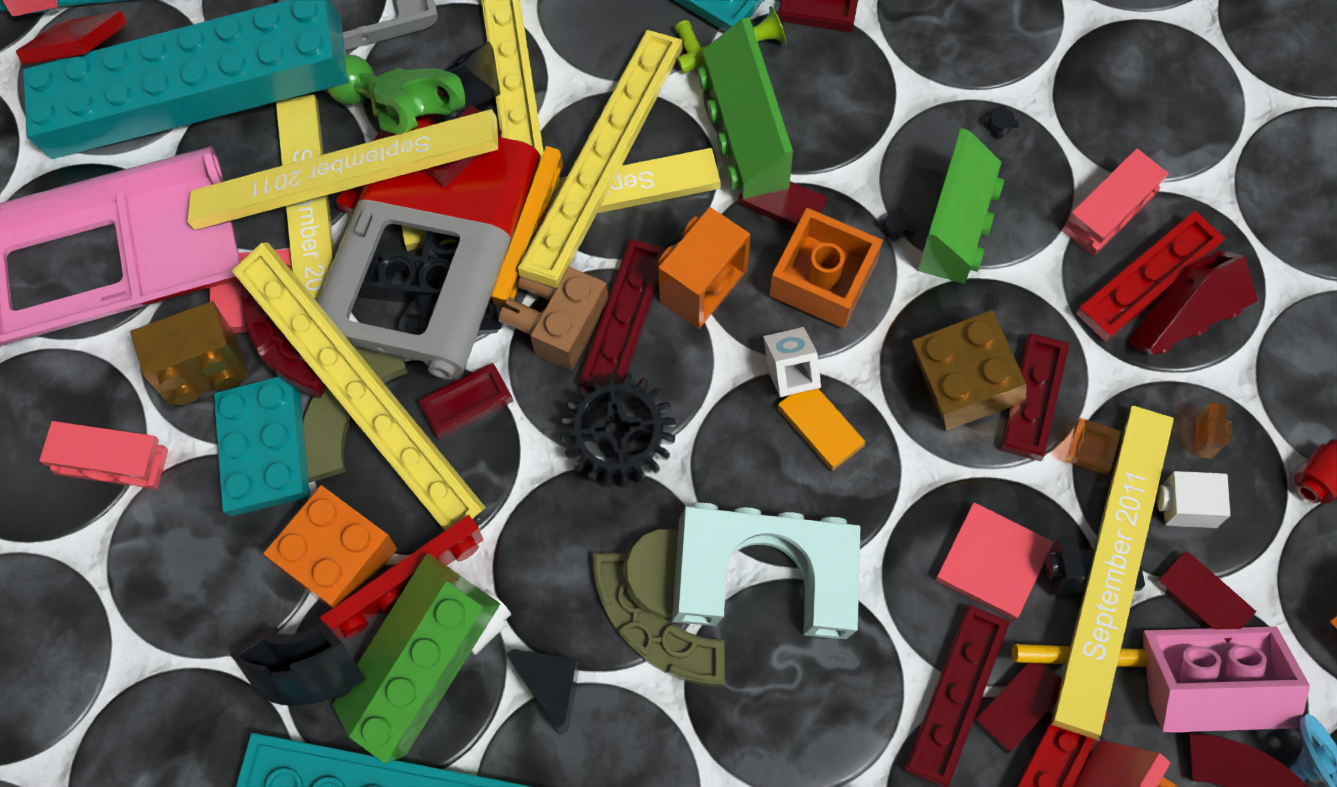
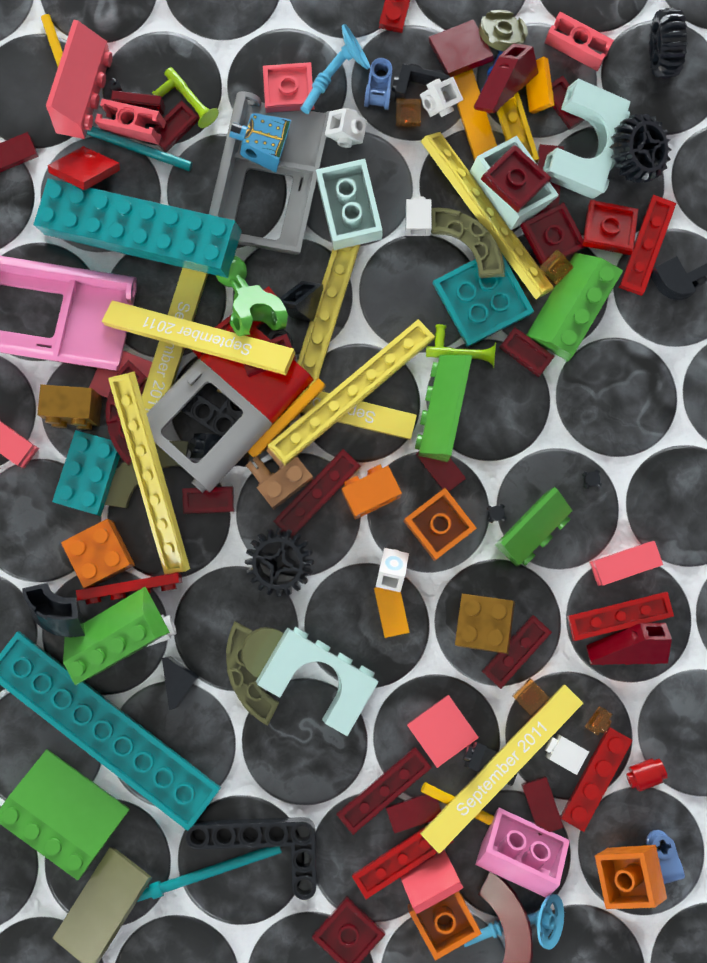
camera: 25 degrees right, 15 degrees up
(1258, 520) = (595, 779): none -> red plate

